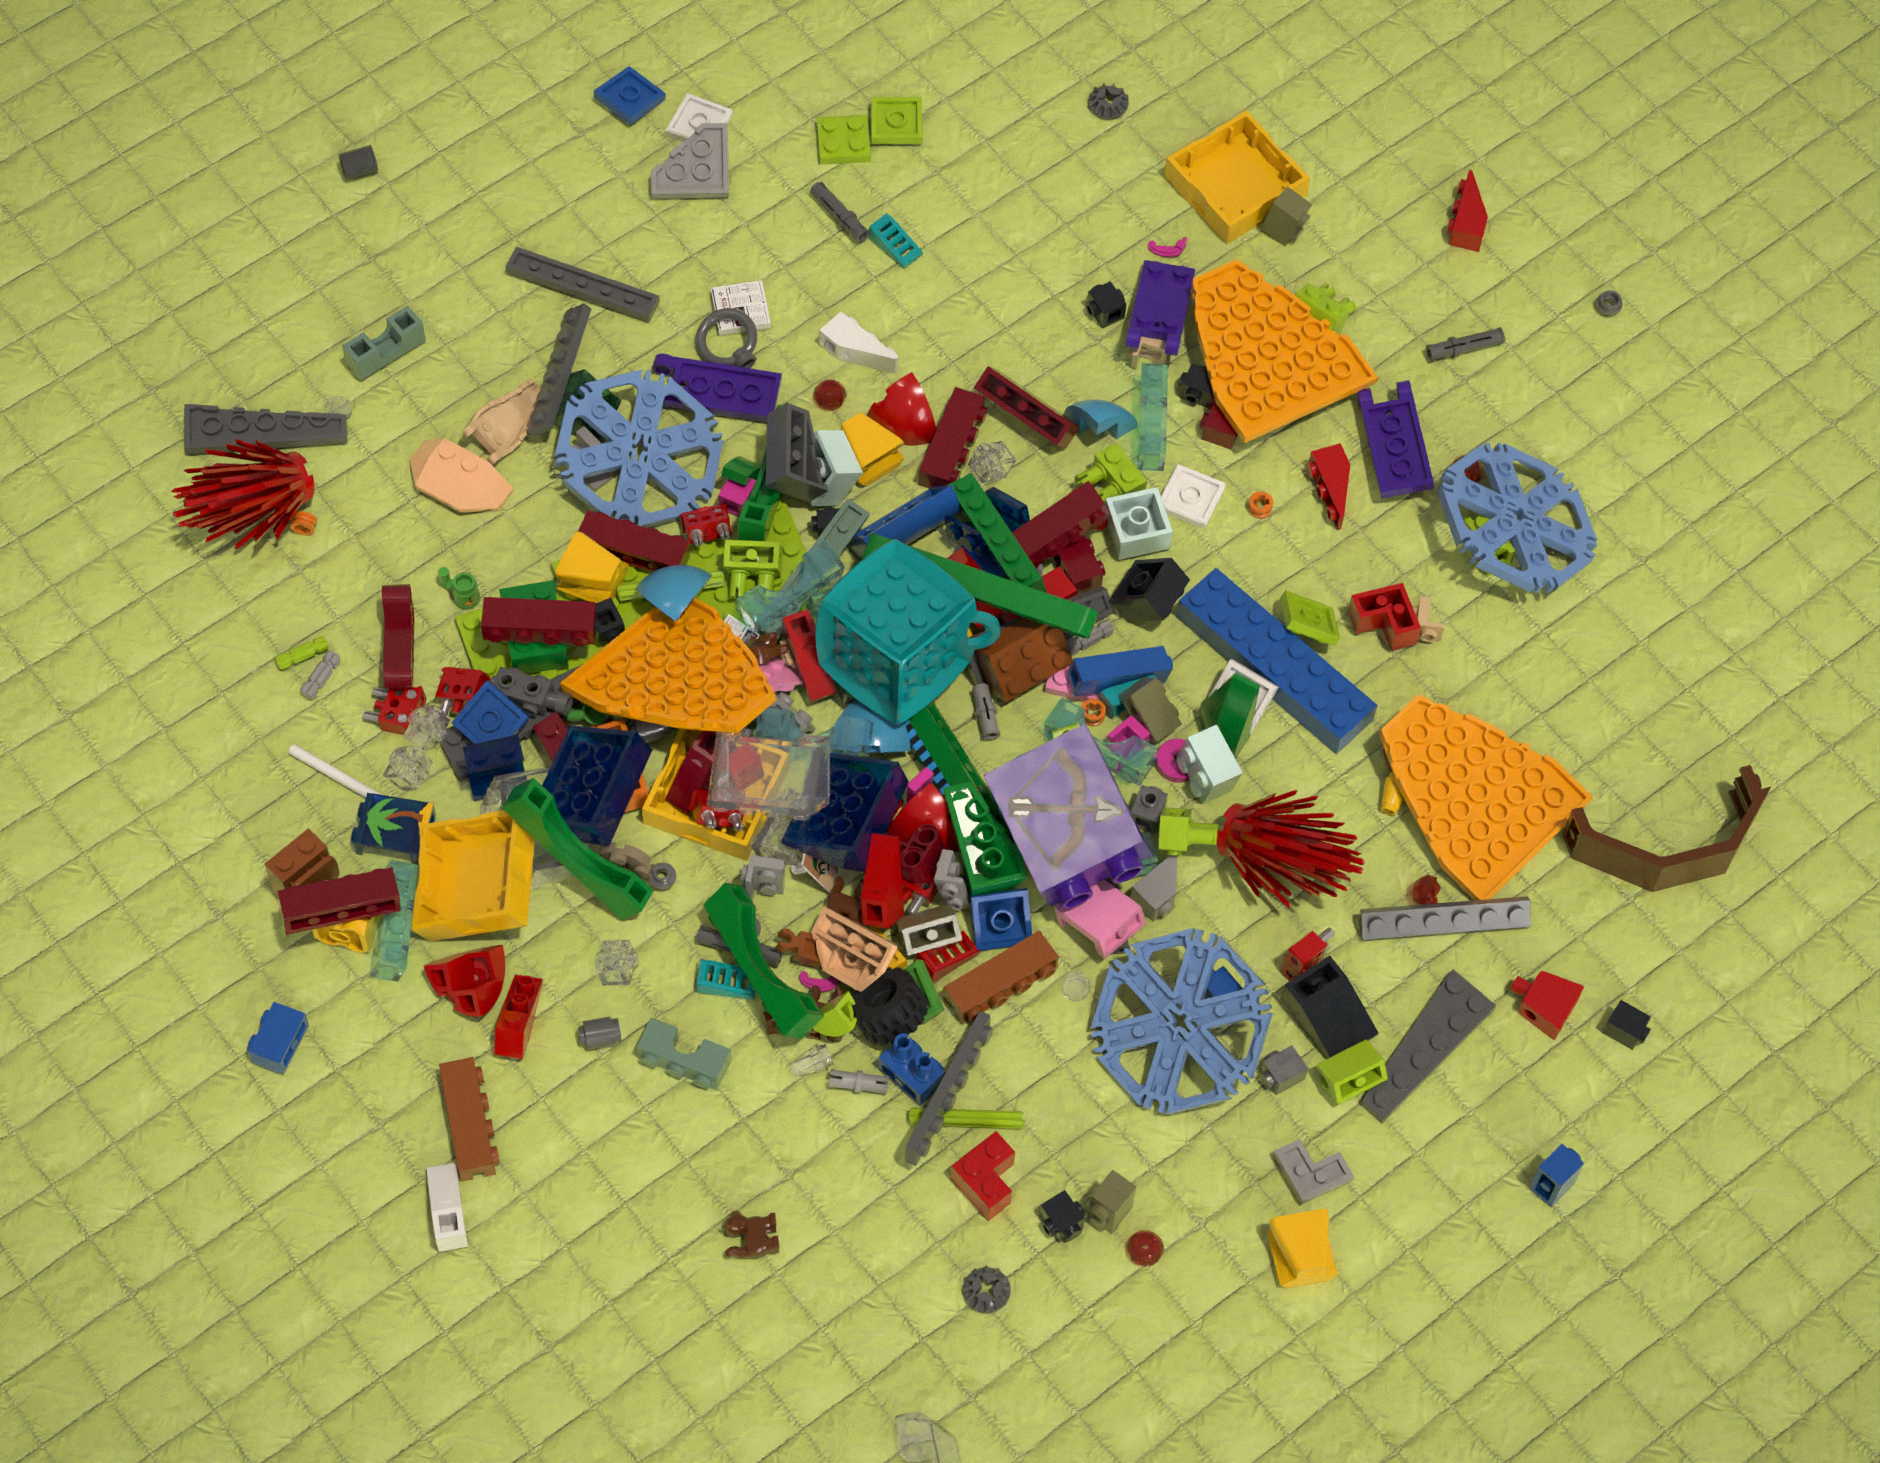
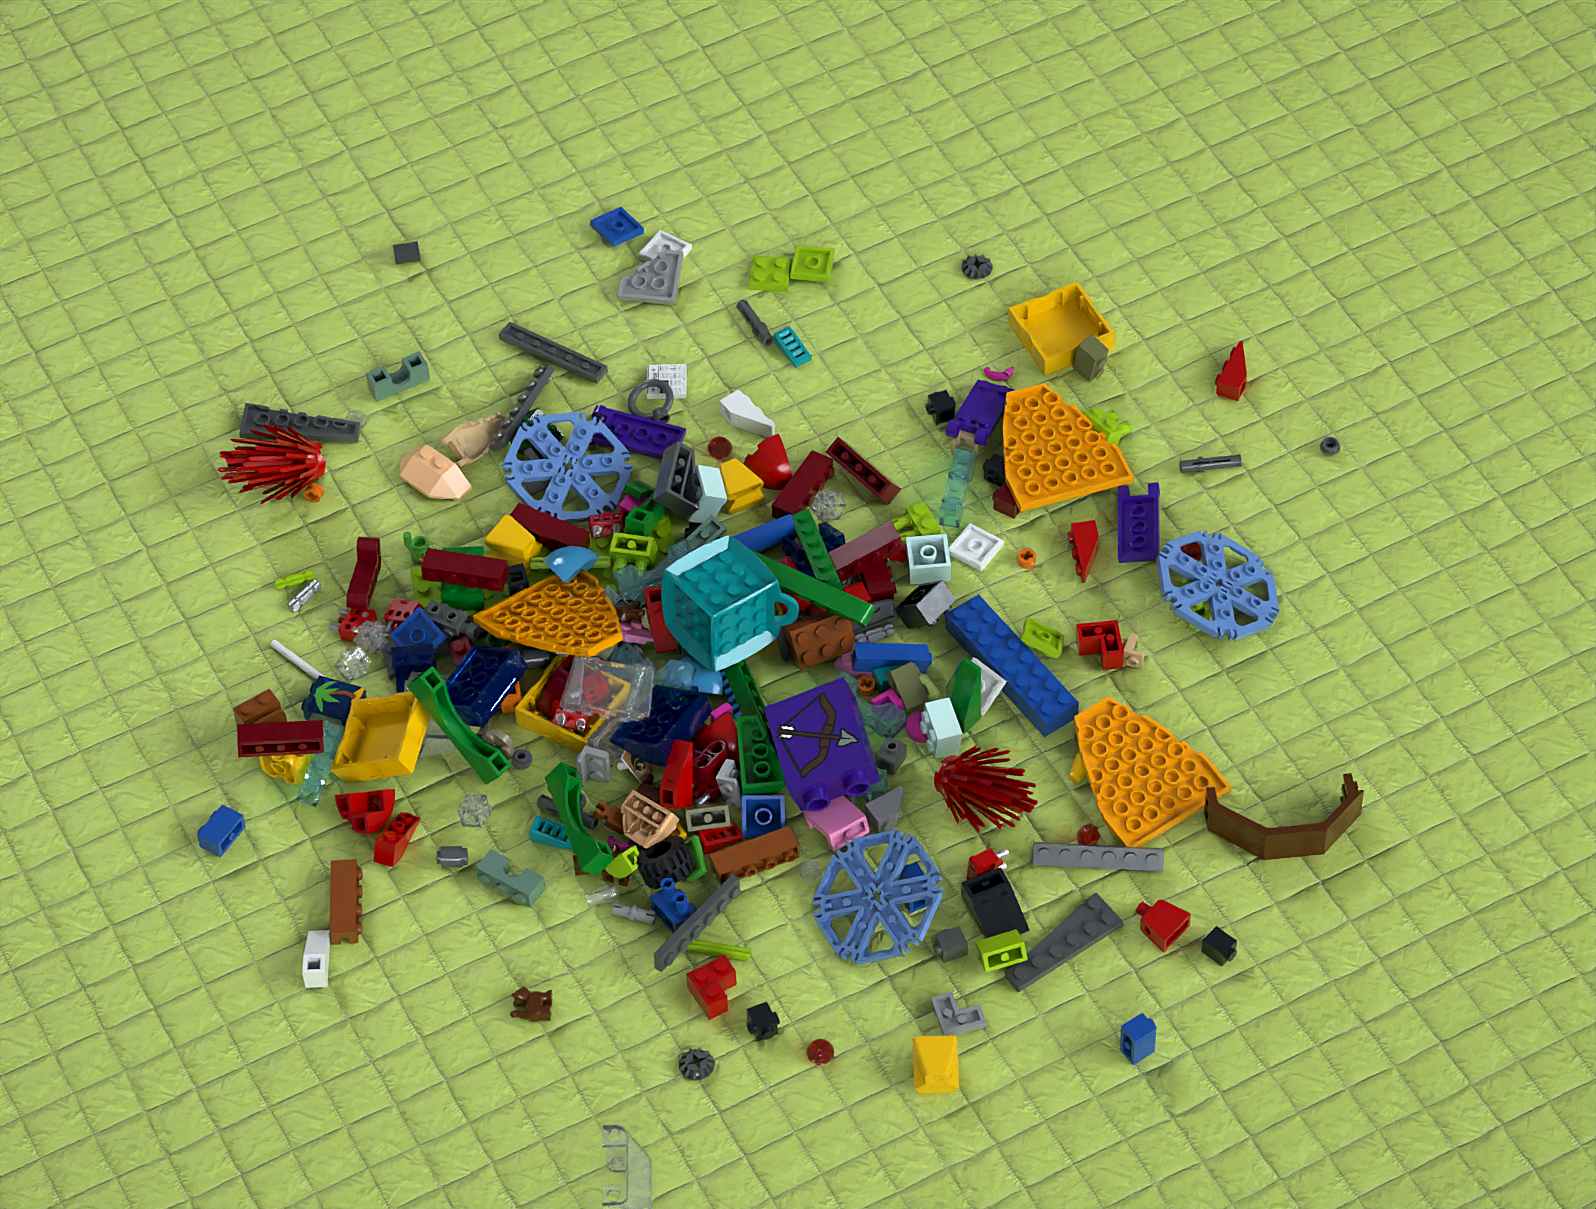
camera: 15 degrees right, 10 degrees down
(985, 705) = (785, 685): light grey pin -> none
(1101, 416) = (914, 480): dark azure brick -> none
(1111, 1202) = (799, 1014): olive brick -> none
(1179, 831) = (909, 770): lime brick -> none

